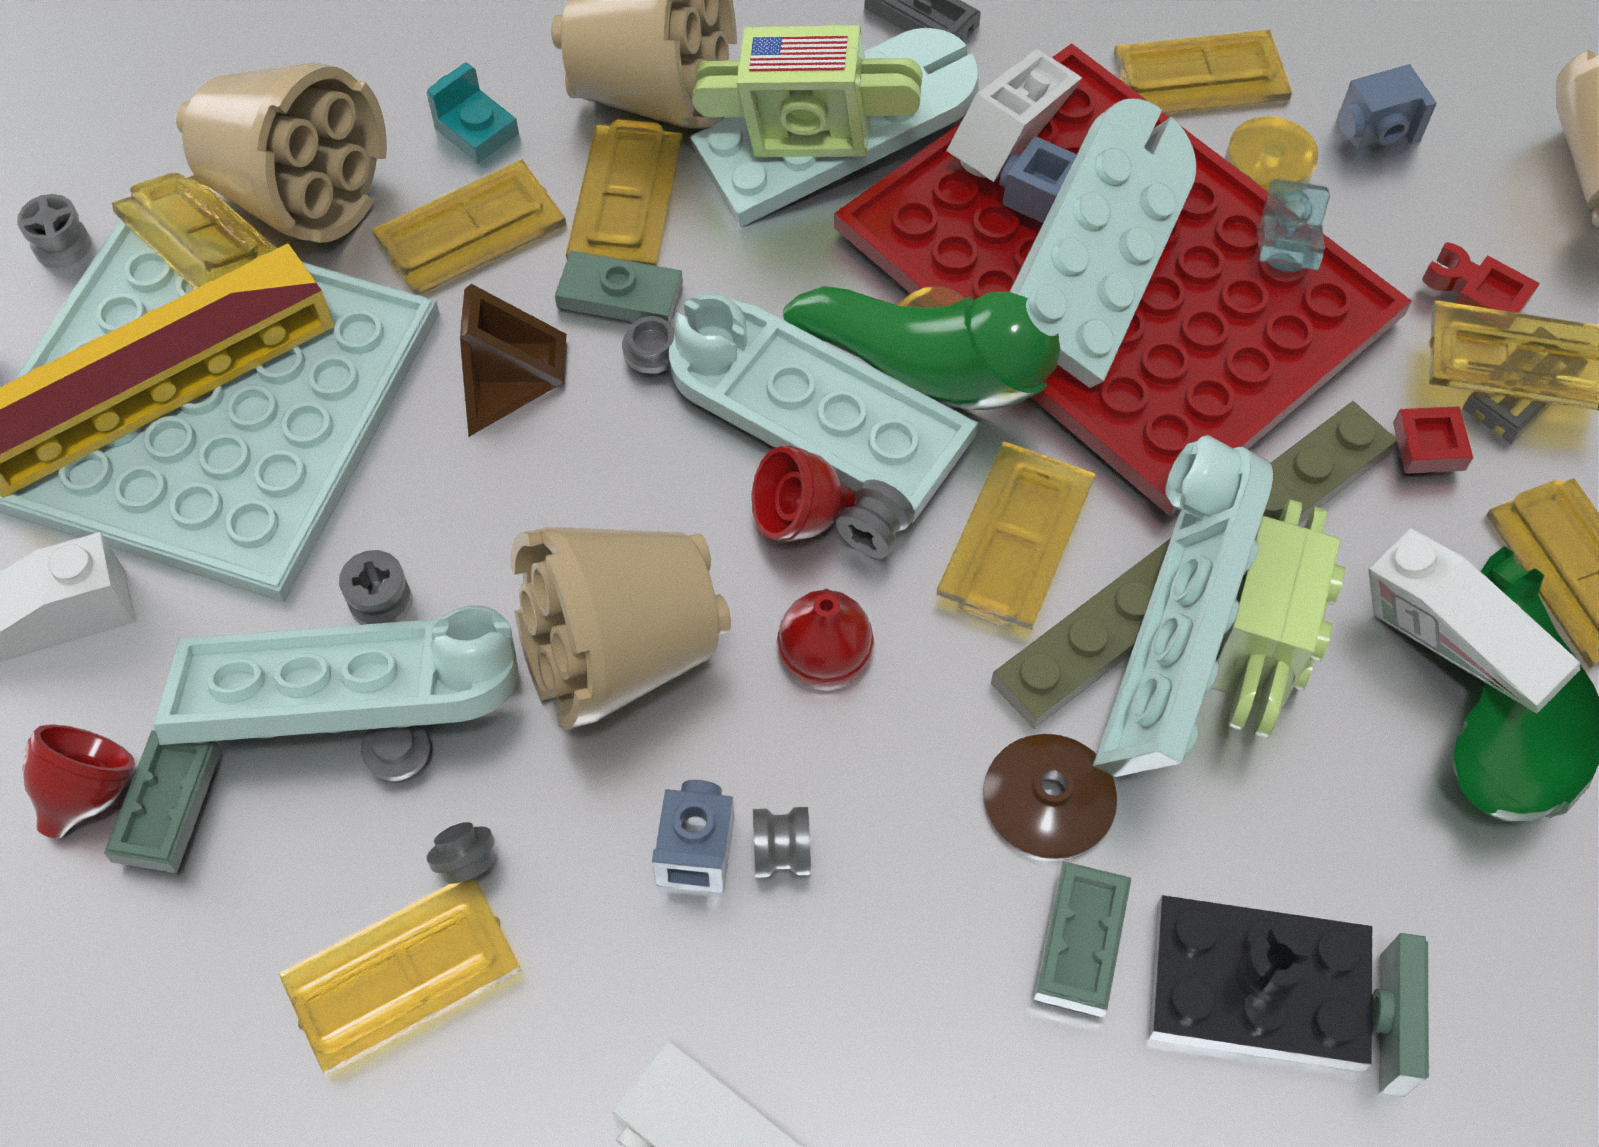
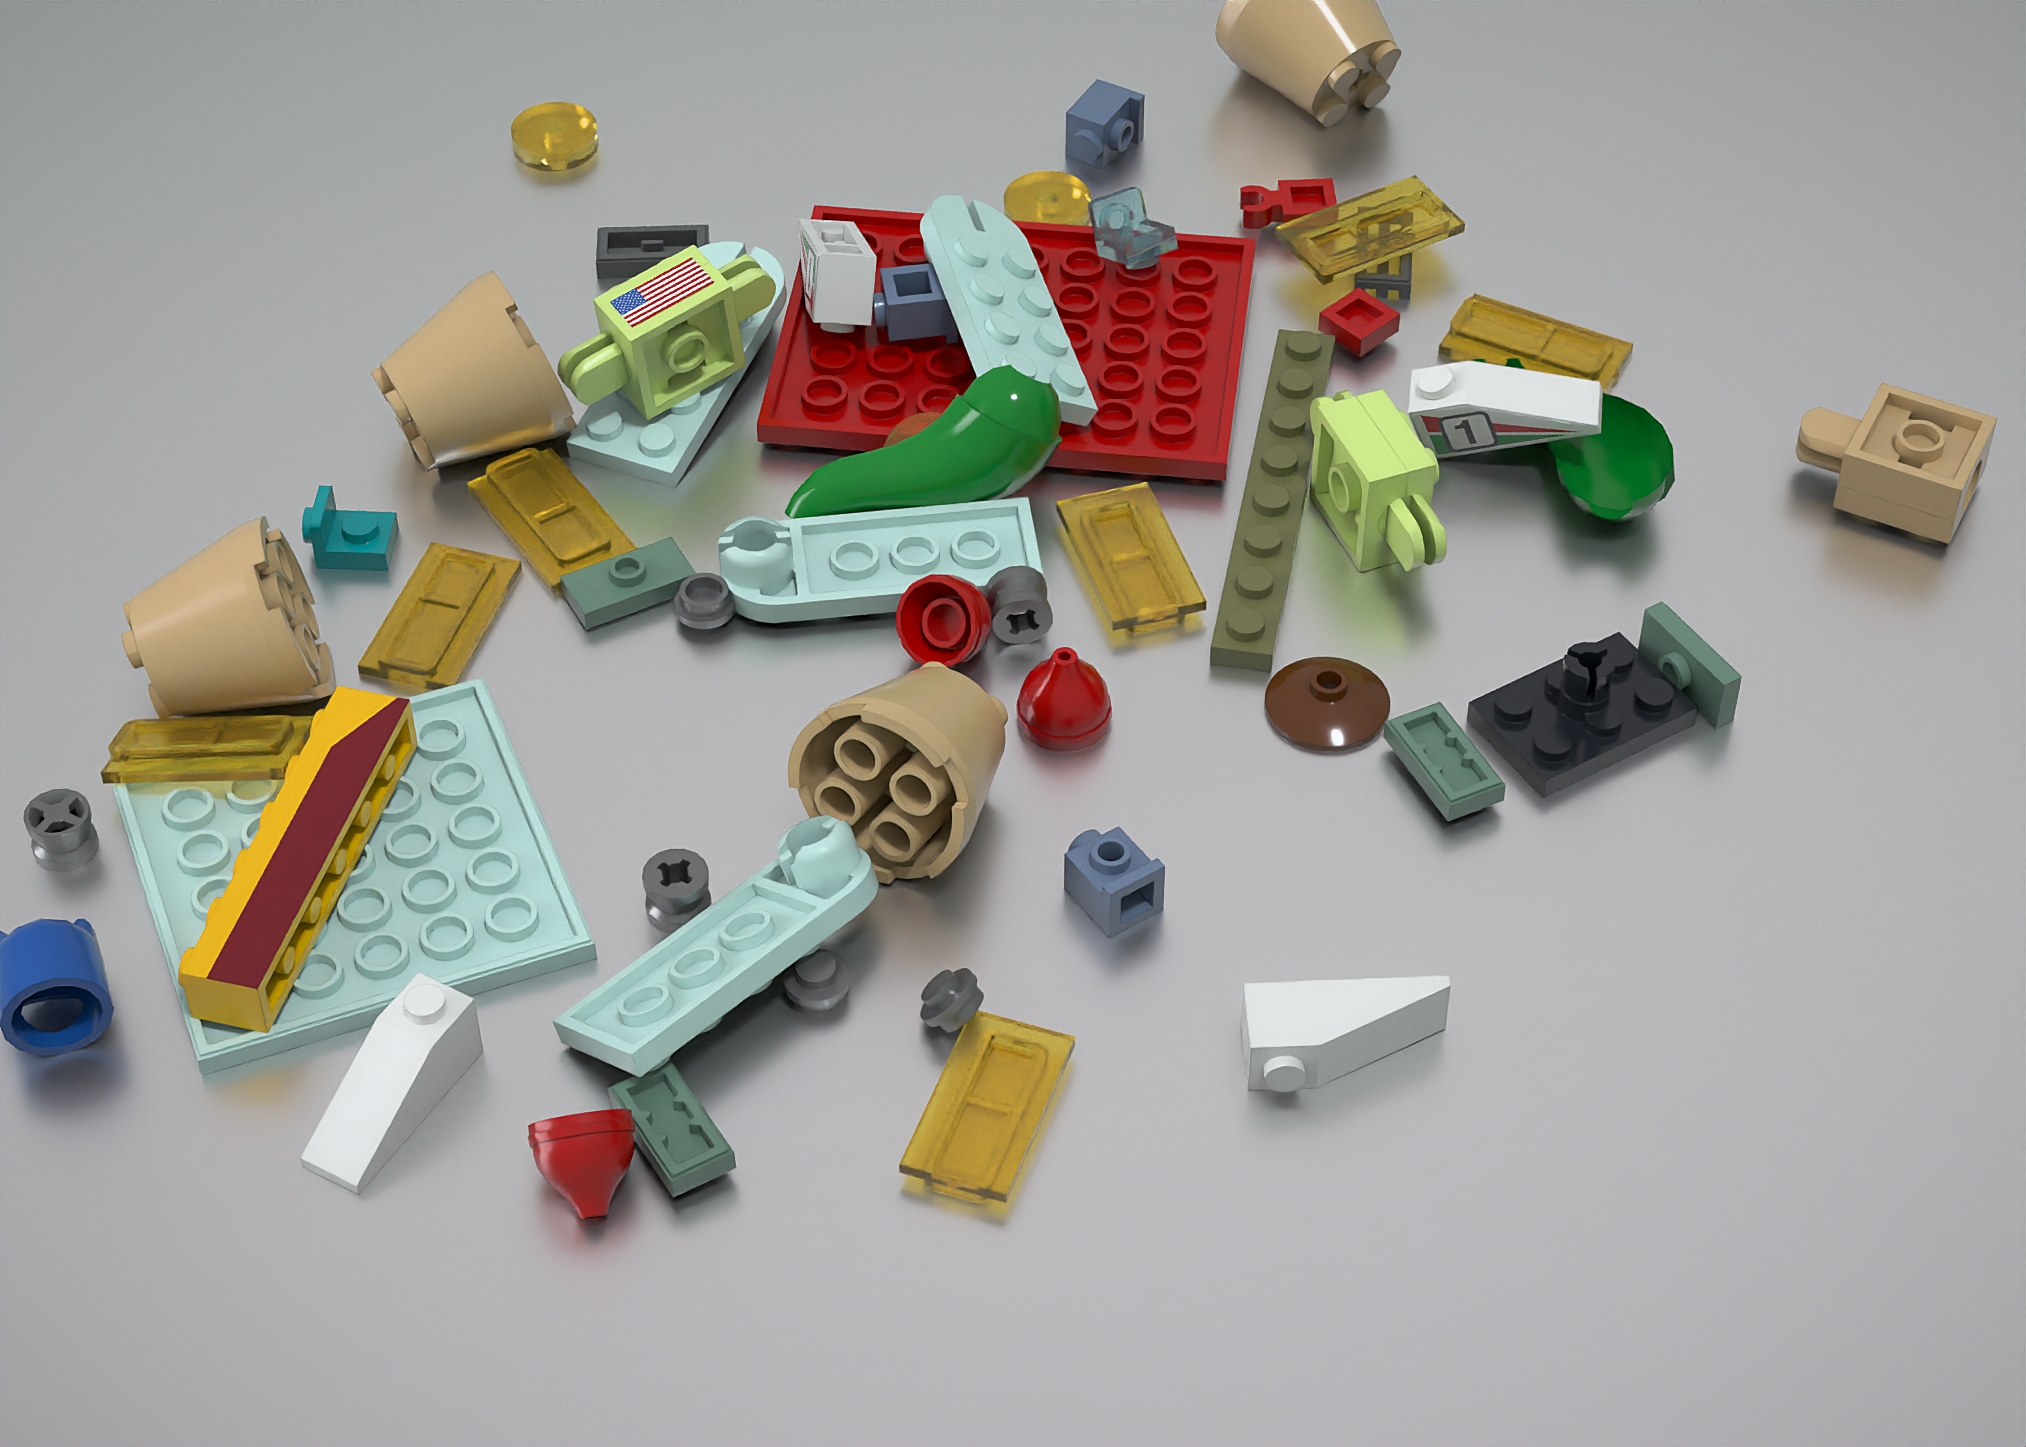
camera: 40 degrees left, 15 degrees down
(505, 357) = (592, 680): reddish brown slope -> none
(781, 841) = (1179, 837): flat silver wheel -> none
(1190, 608) = (1319, 503): light aqua plate -> none
(1205, 71) = (943, 163): clear yellow piece -> none

